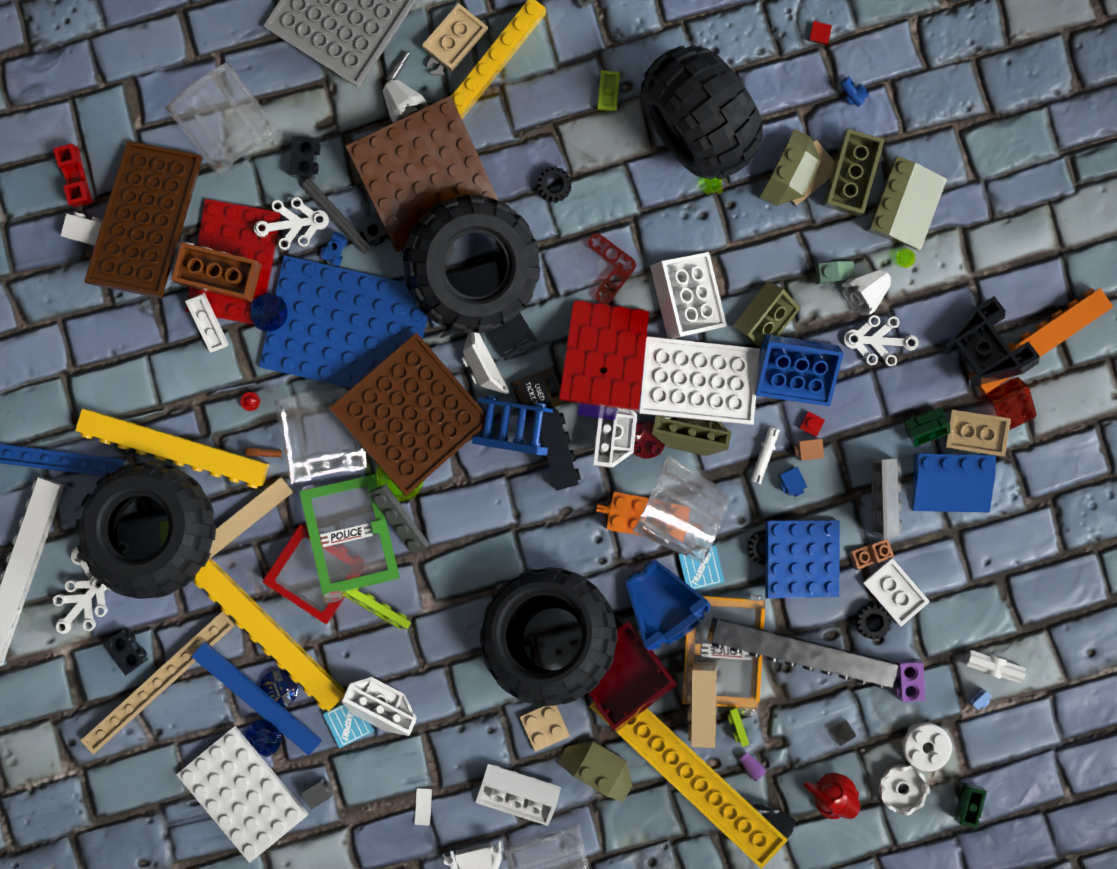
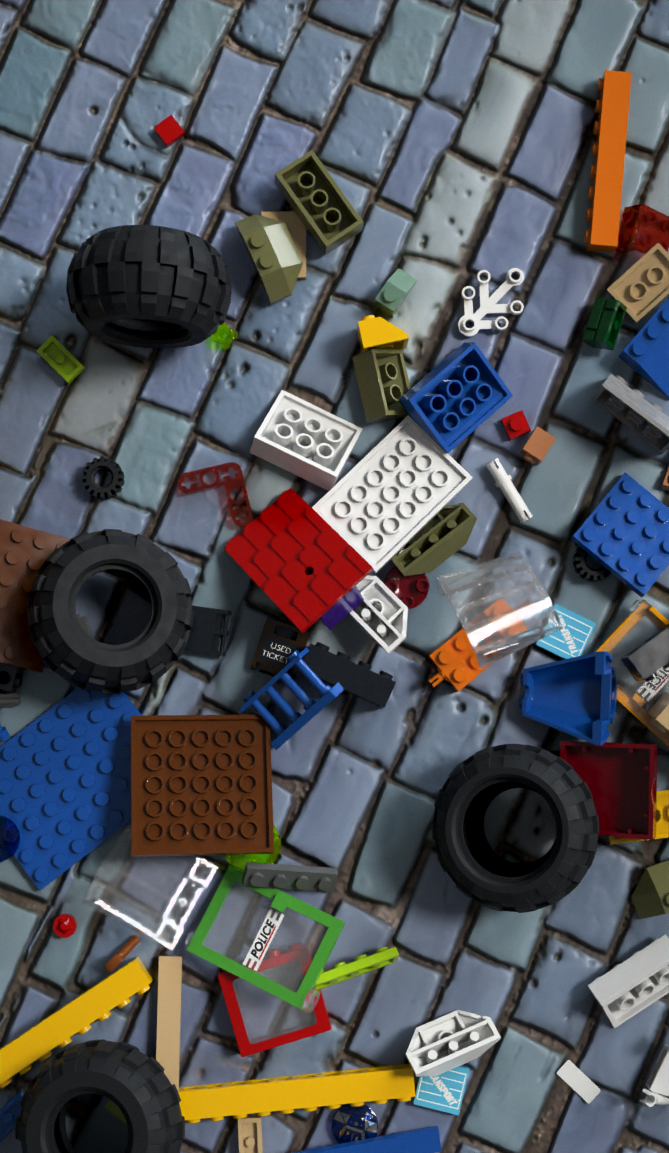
camera: 45 degrees left, 5 degrees down
(483, 367) = (212, 680): white wedge -> none
(544, 726) = (595, 902): tan plate -> none
(792, 482) = (554, 485): blue brick -> none
(797, 286) = (380, 334): none -> yellow slope
(856, 94) = (250, 143): blue plate -> none
(866, 291) = (435, 277): white cone -> none
(905, 258) = (434, 219): clear neon green plate -> none
(907, 203) = (386, 178): slope -> none
(985, 348) = (578, 213): black wedge -> none

